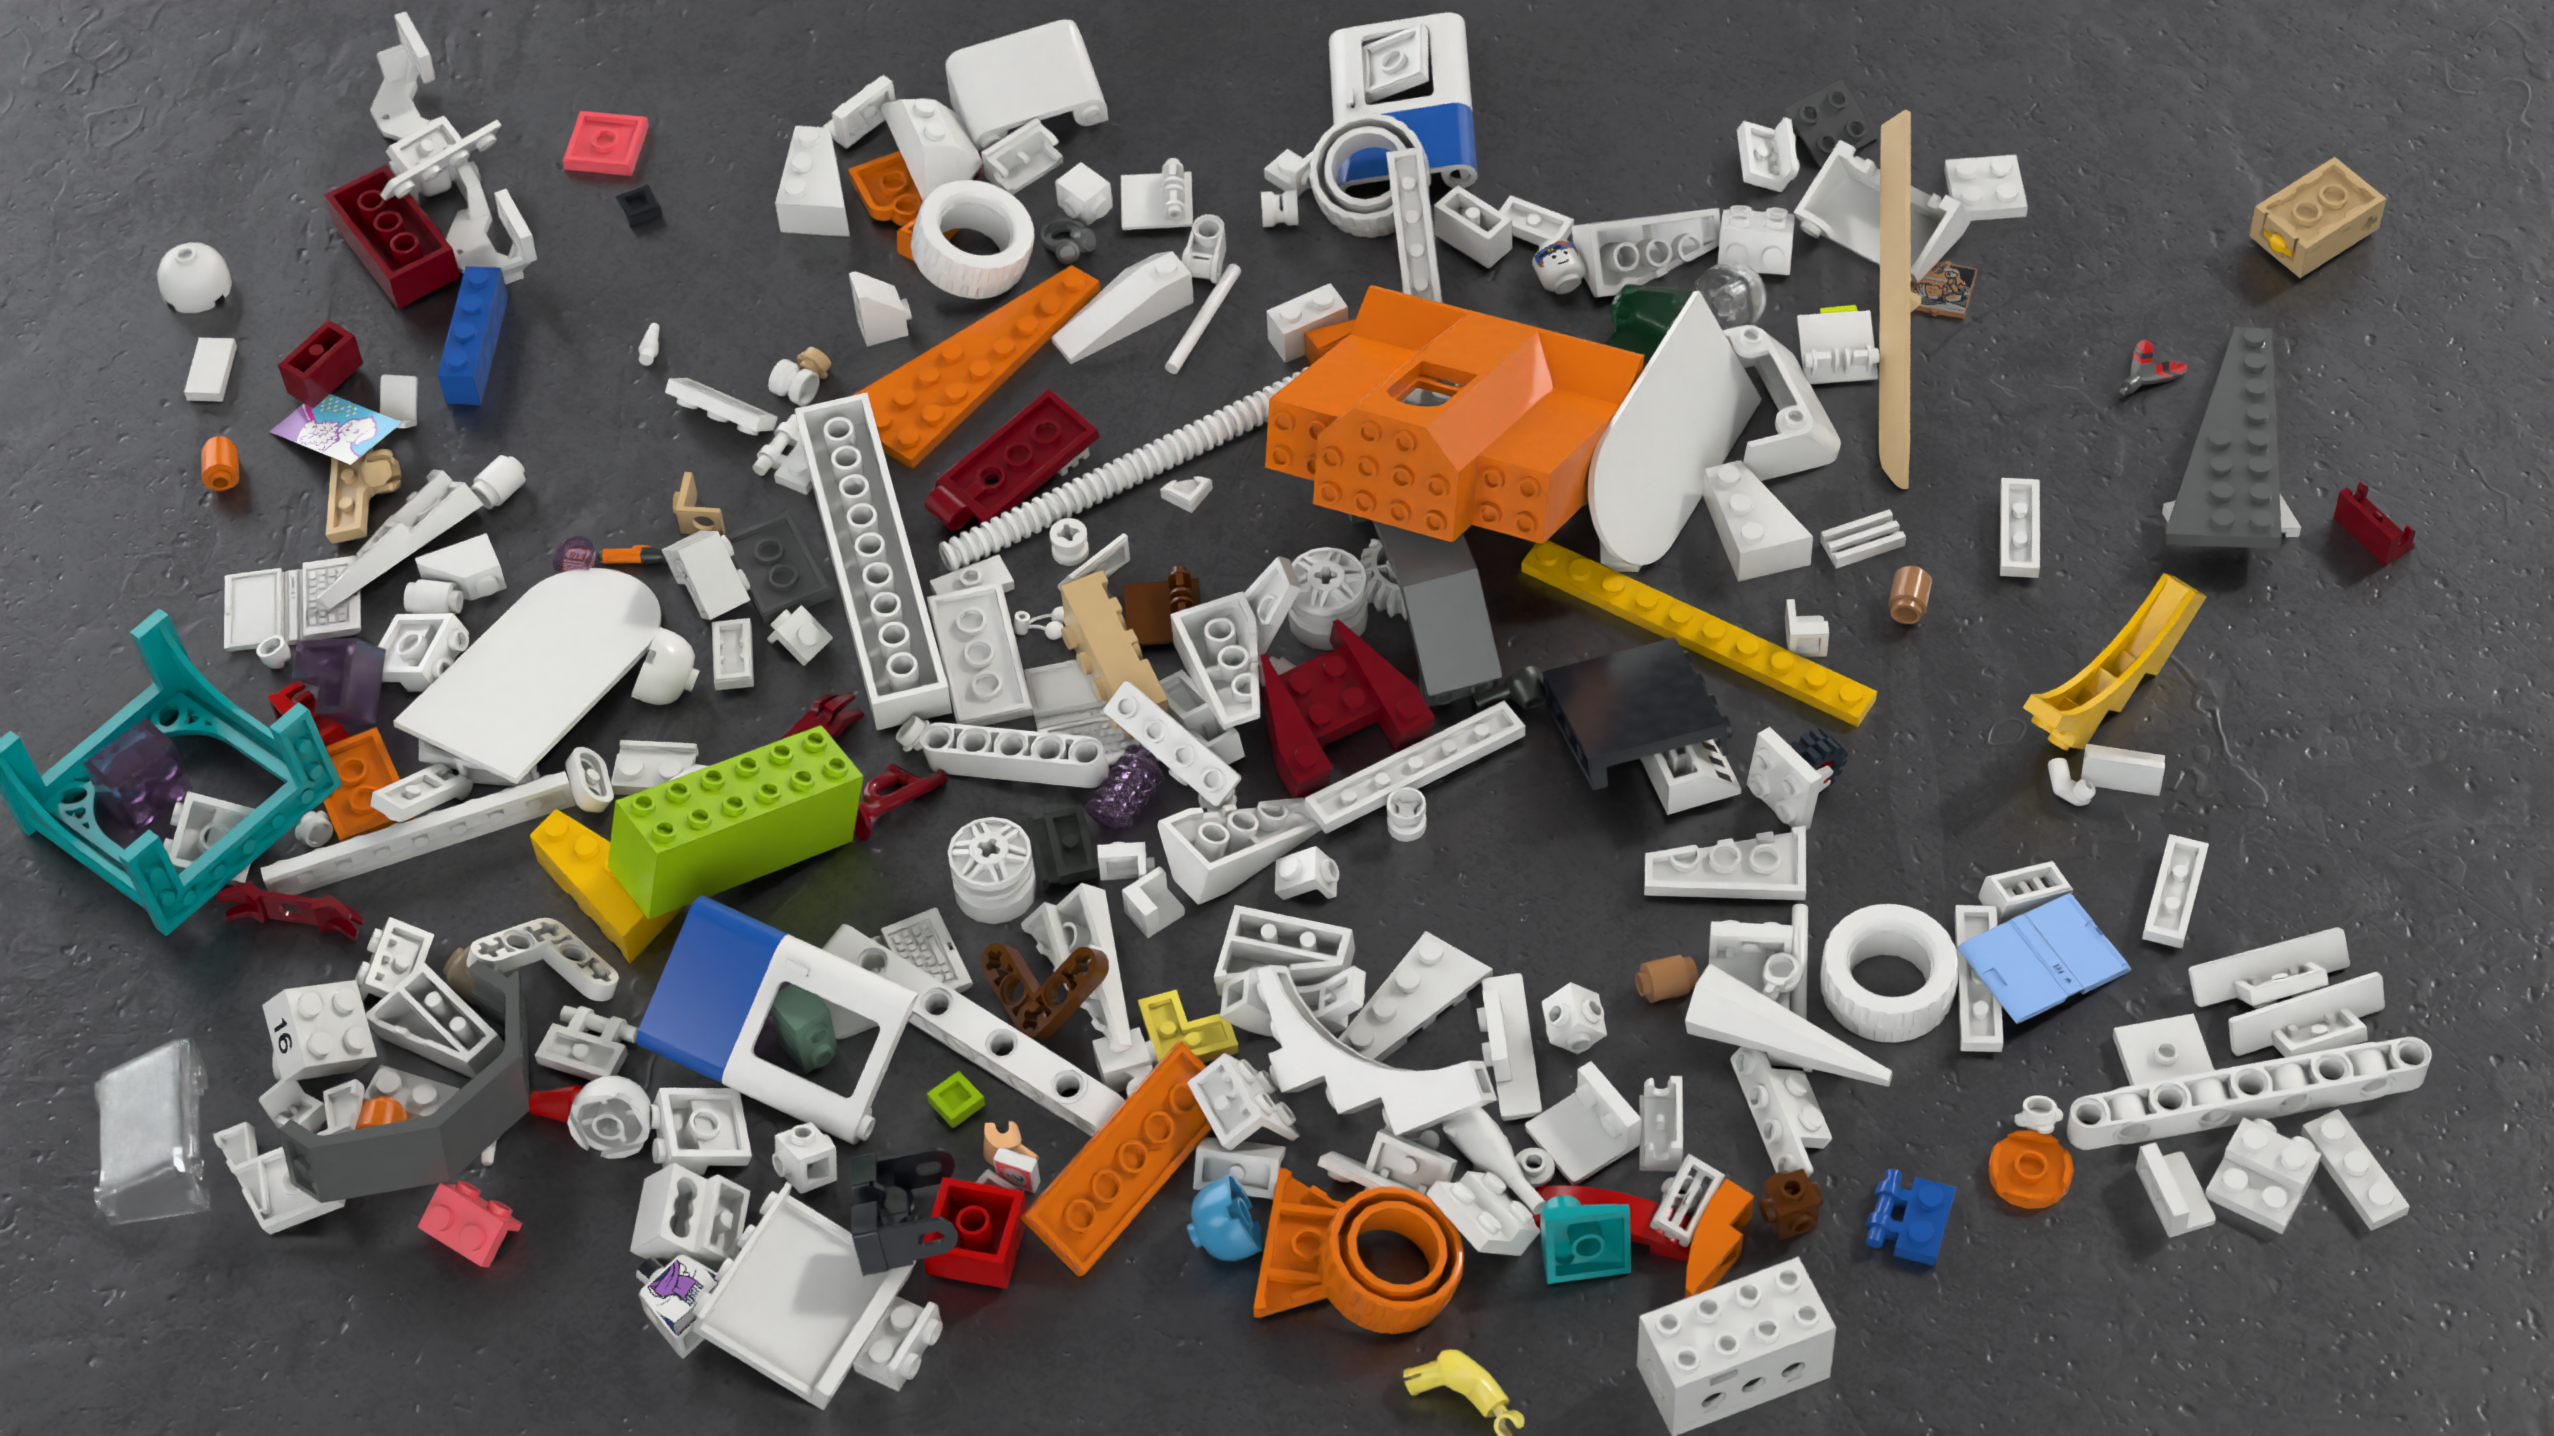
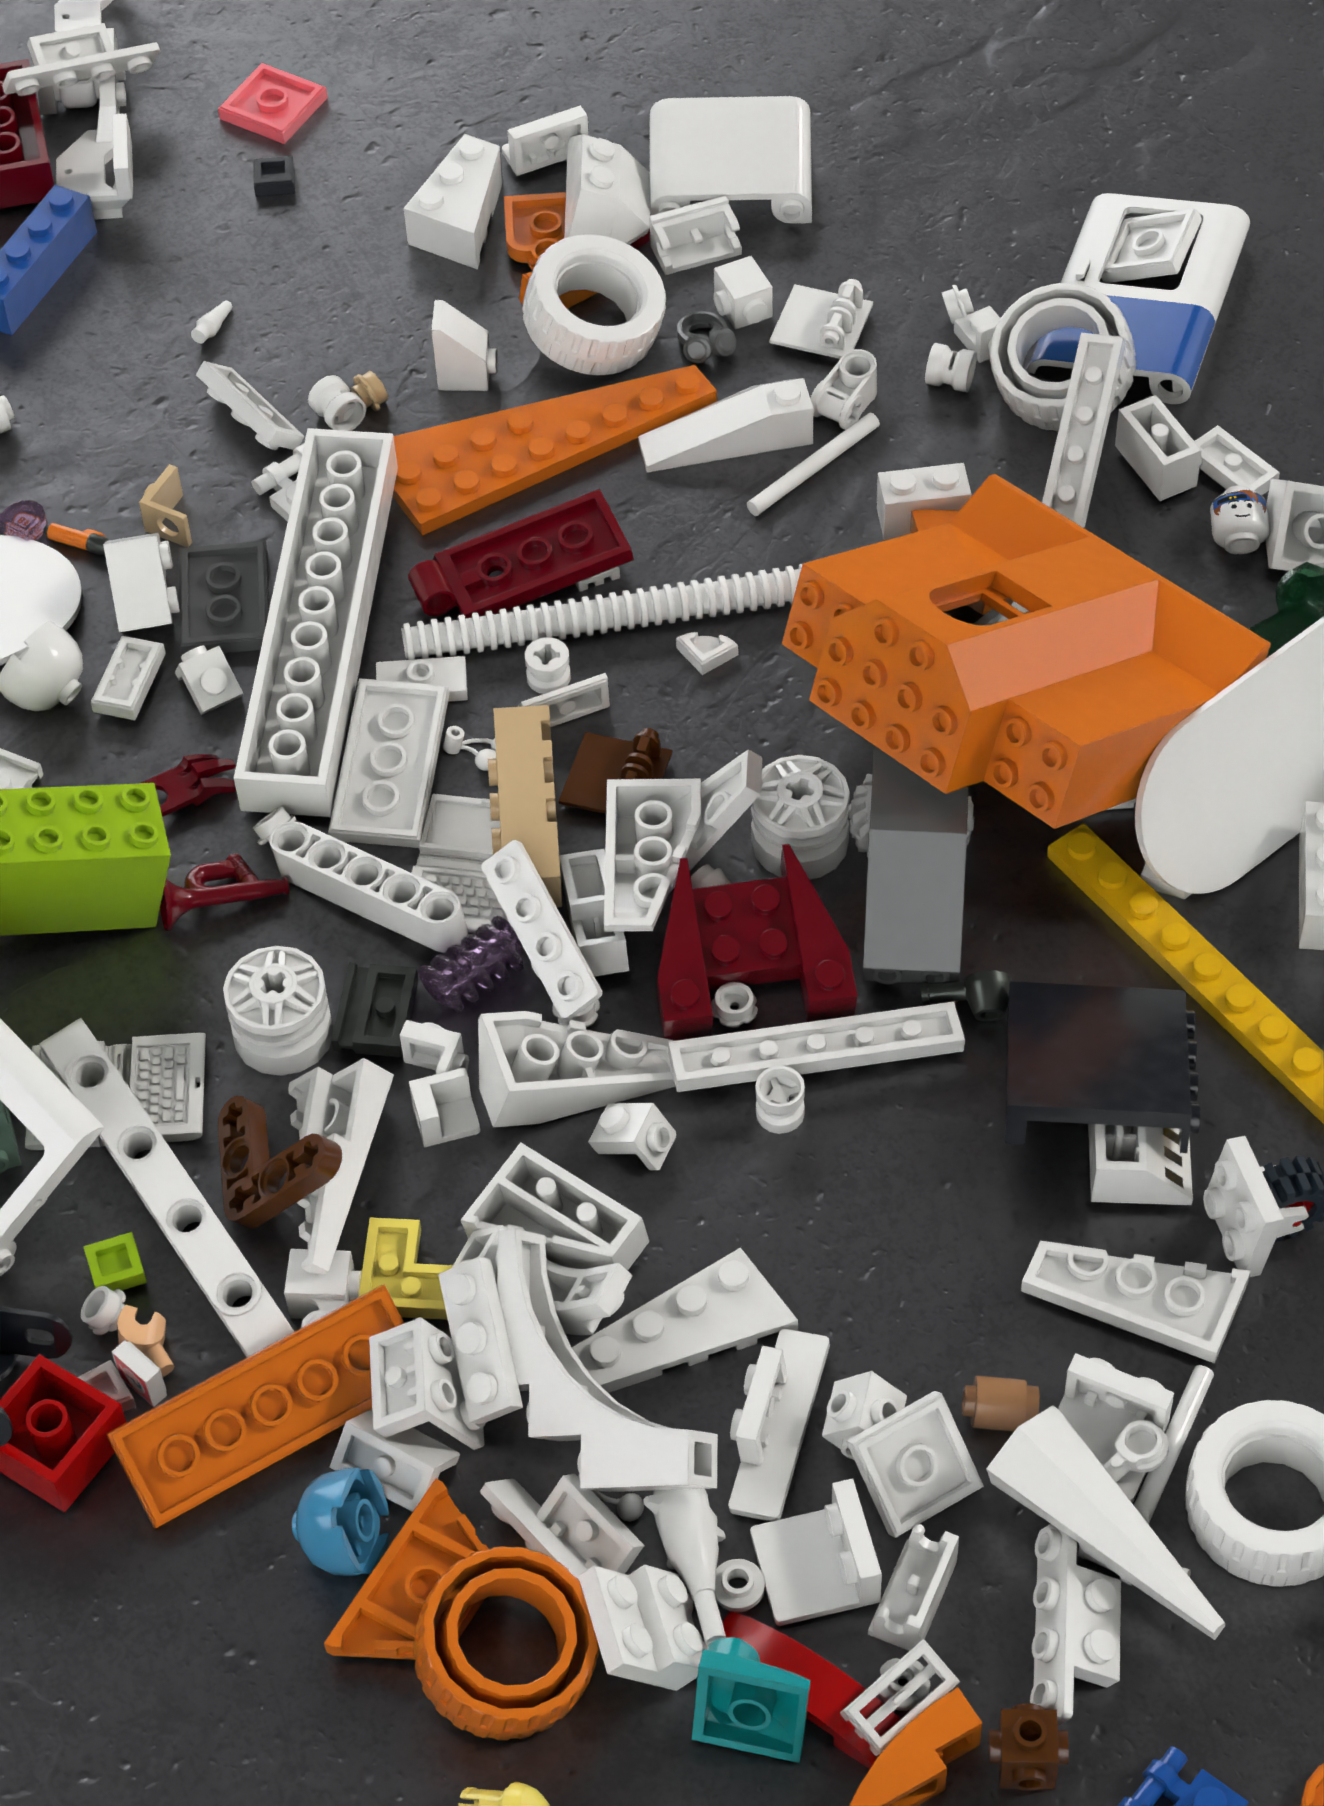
camera: 20 degrees right, 0 degrees up
(965, 1134) = (102, 1309): none -> white plate
(1261, 154) = (957, 303): none -> white plate
(1272, 1056) = (480, 1340): none -> white plate
(1343, 749) = (734, 995): none -> white plate
(1626, 1038) = (915, 1463): none -> white tile

